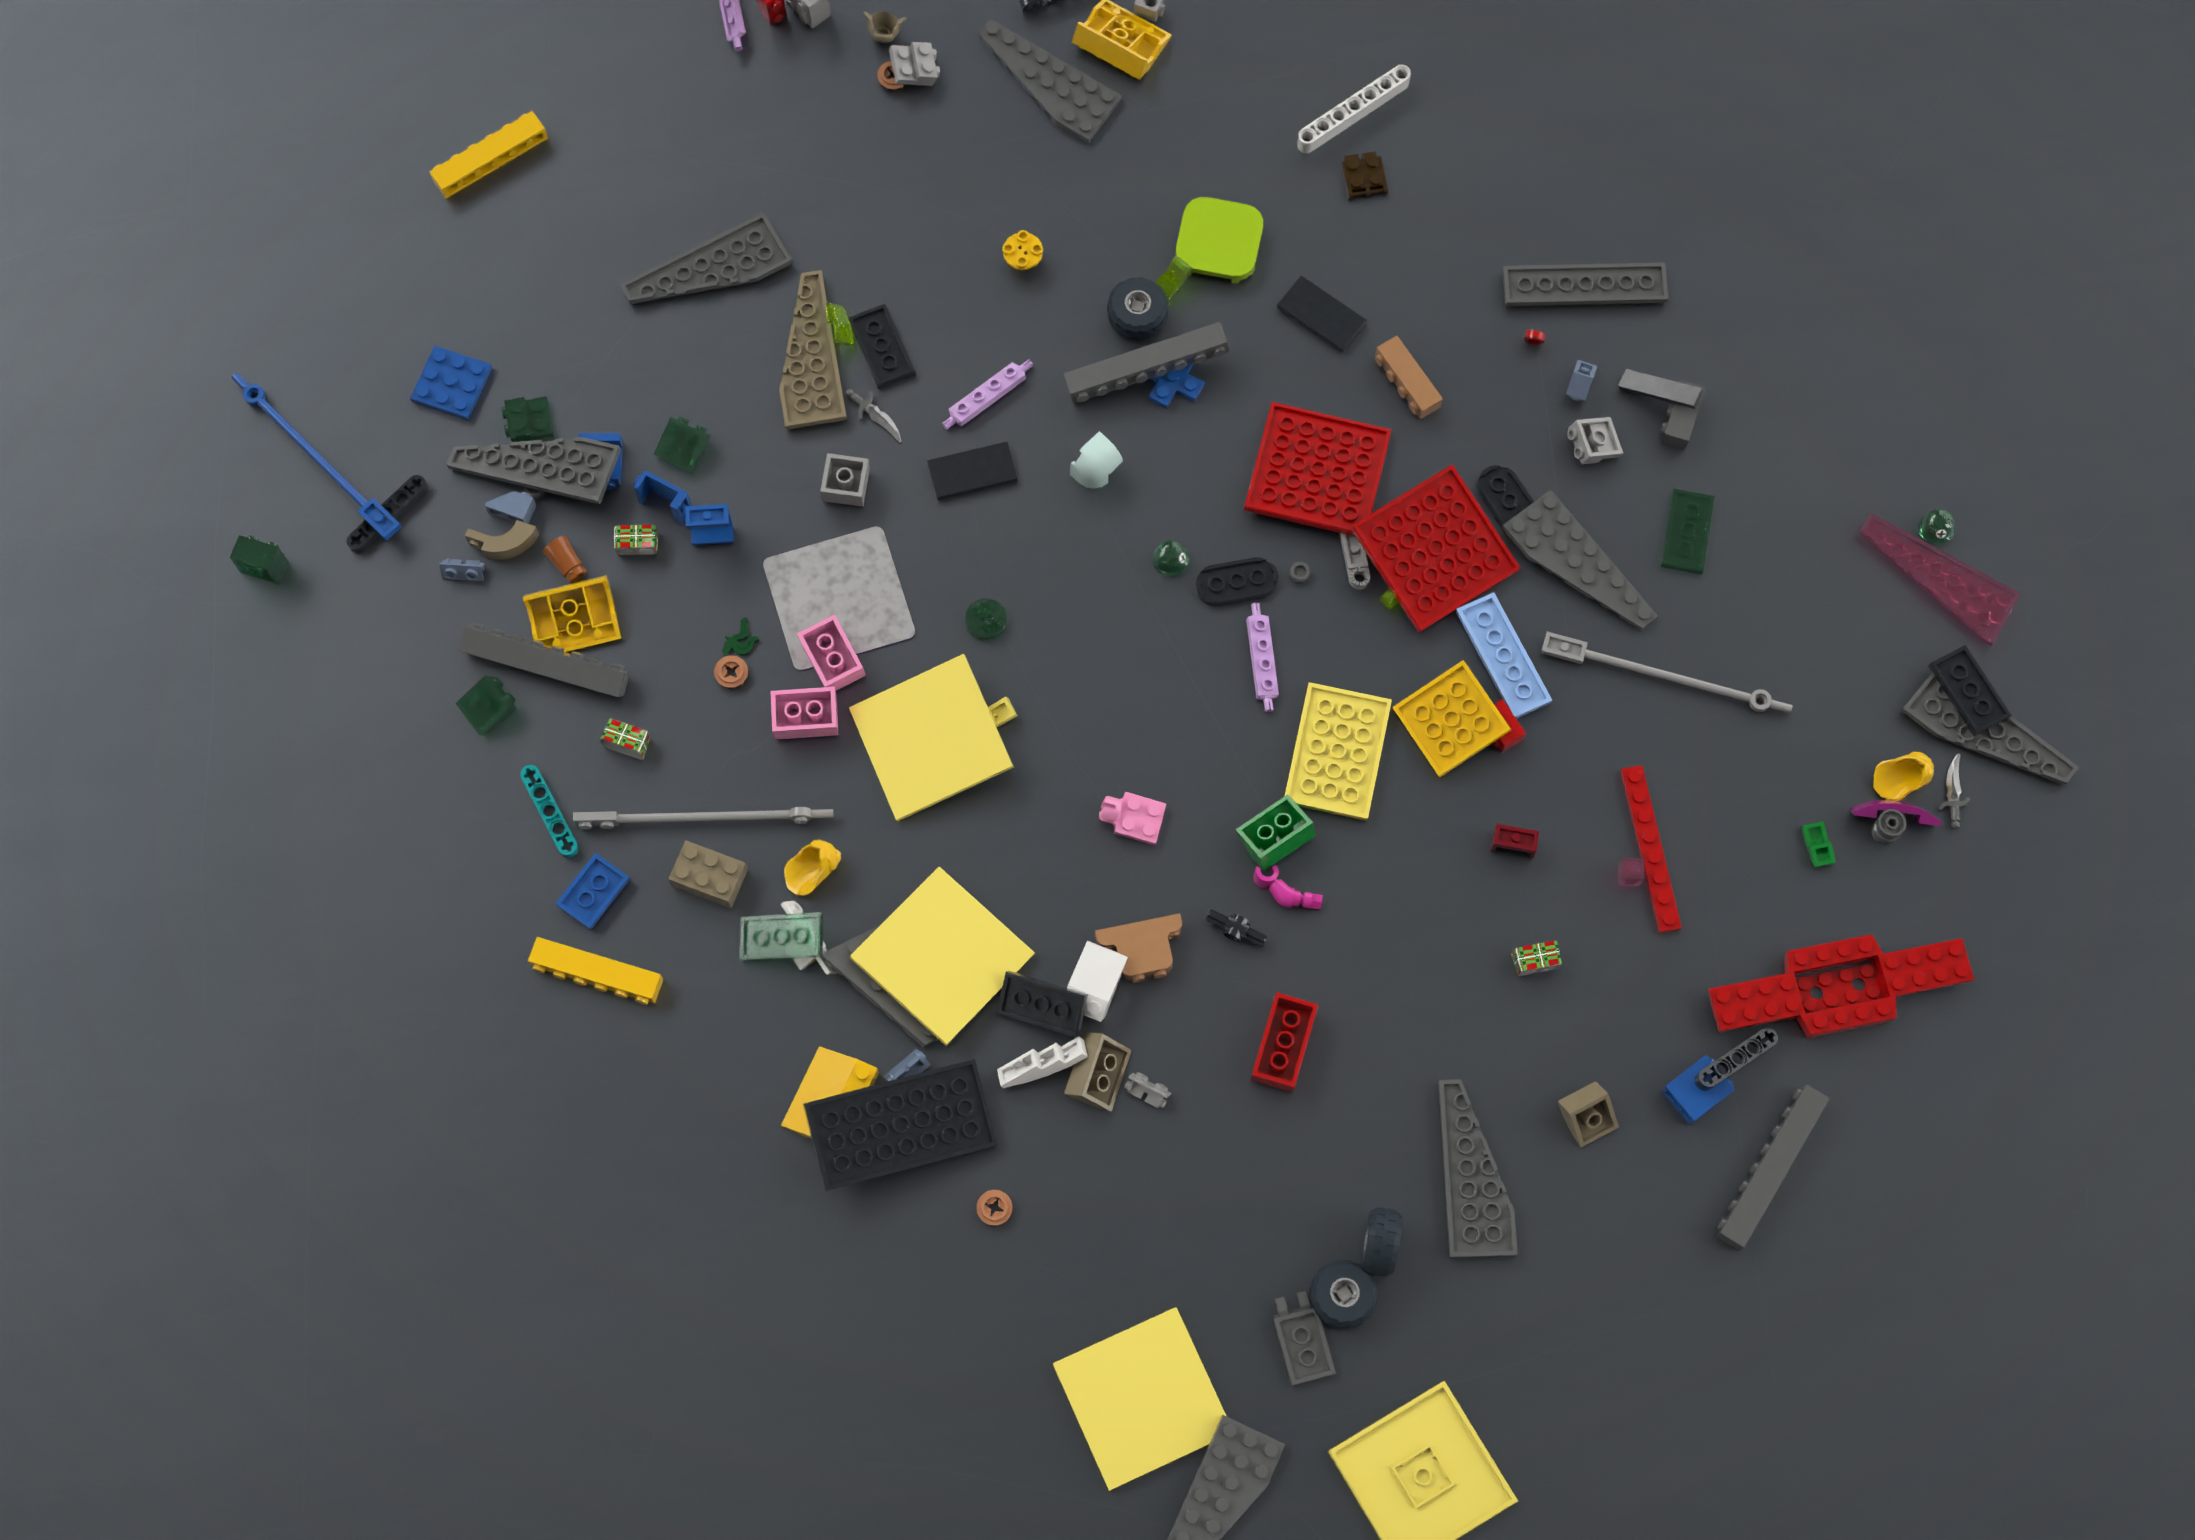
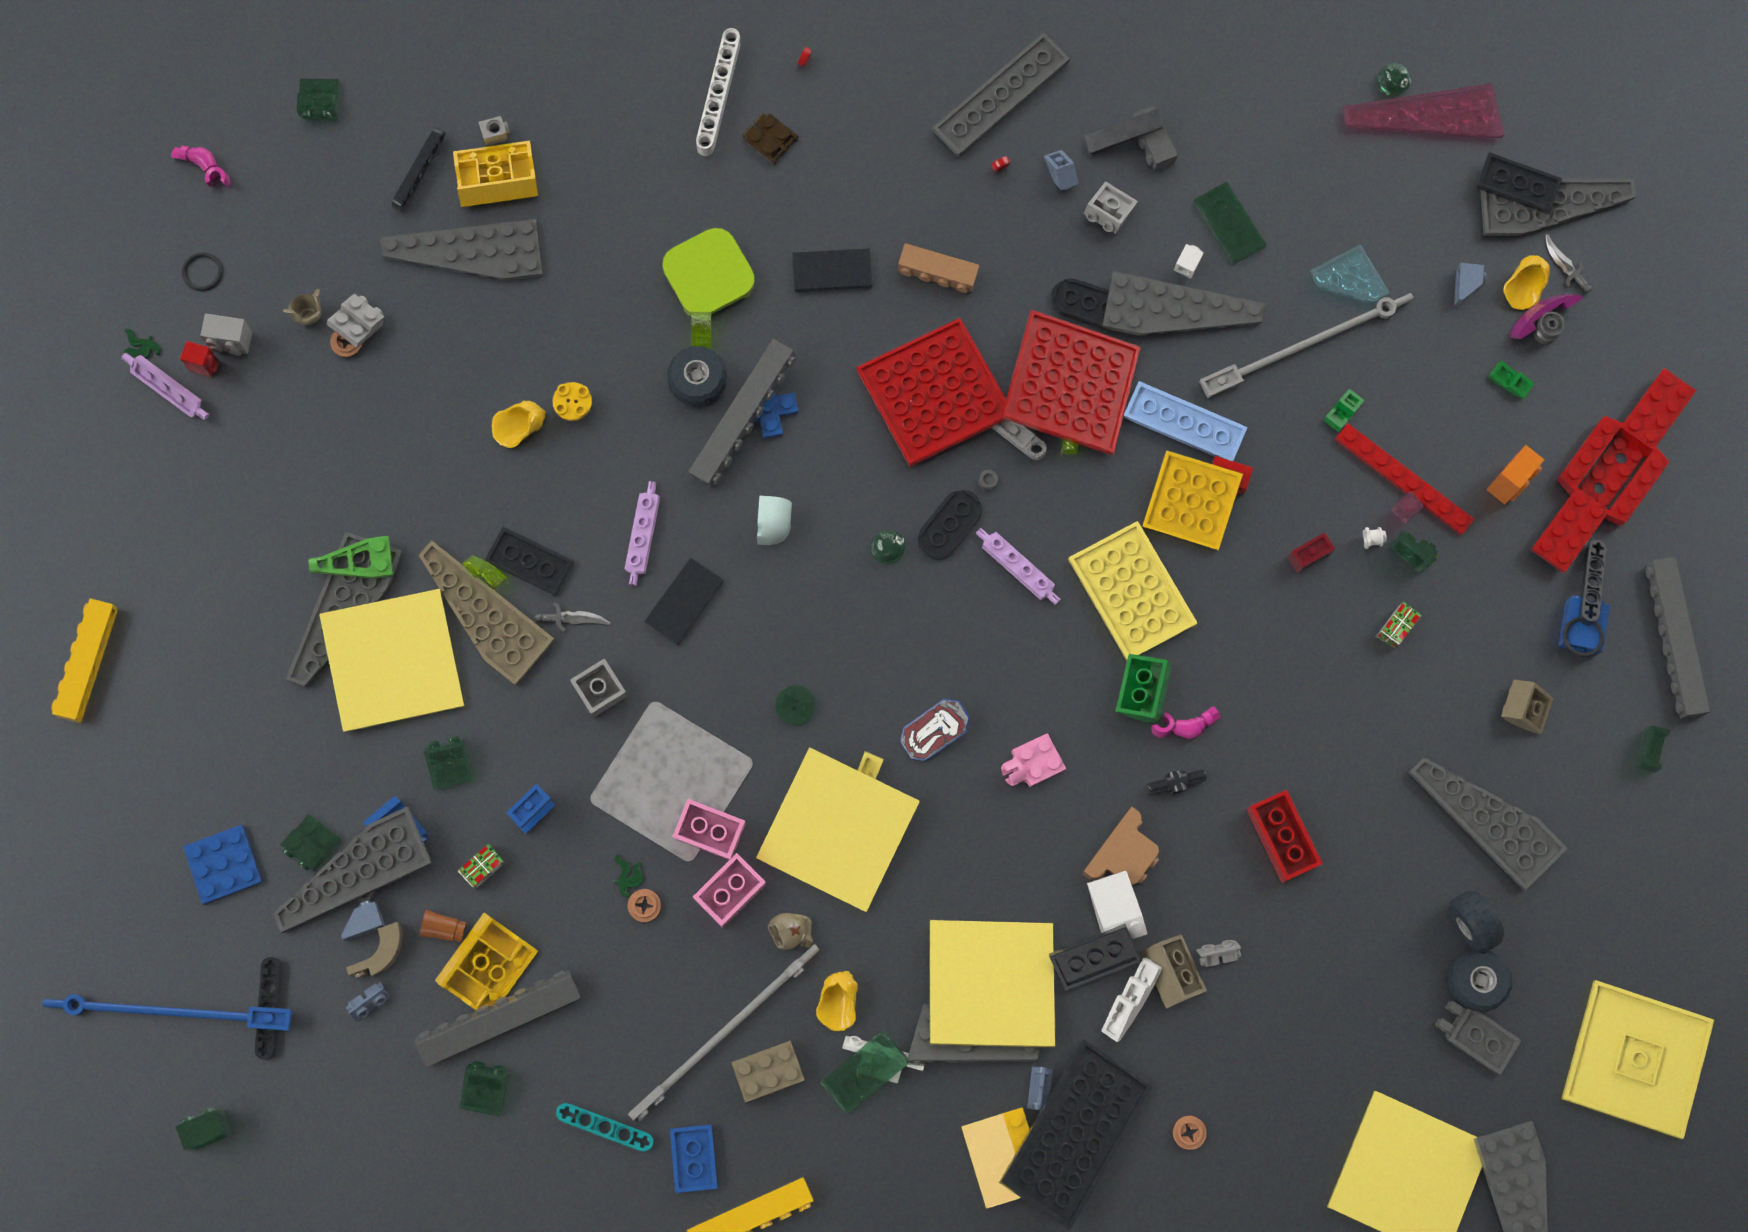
camera: 45 degrees left, 5 degrees up
(625, 739) = (613, 1024): piece -> none
(648, 483) = (470, 810): blue panel -> none
(710, 334) = (391, 660): none -> light yellow tile
(770, 251) = (380, 559): none -> bright green plate
(824, 783) = (791, 930): none -> dark tan piece
(967, 235) = (517, 423): none -> yellow hair
(1077, 725) = (935, 729): none -> shield
(1448, 134) = (804, 57): none -> red tile
(1580, 872) = (1374, 537): none -> white brick
(1605, 912) = (1419, 554): none -> clear green plate
(1623, 532) = (1188, 260): none -> white brick
(1648, 754) = (1343, 410): none -> green slope
(1666, 1237) = (1651, 748): none -> clear green panel
(1668, 1102) = (1576, 652): none -> black piece
(1746, 916) = (1516, 475): none -> orange brick
(1753, 652) = (1351, 276): none -> clear light blue plate
(1852, 736) = (1468, 281): none -> sand blue slope

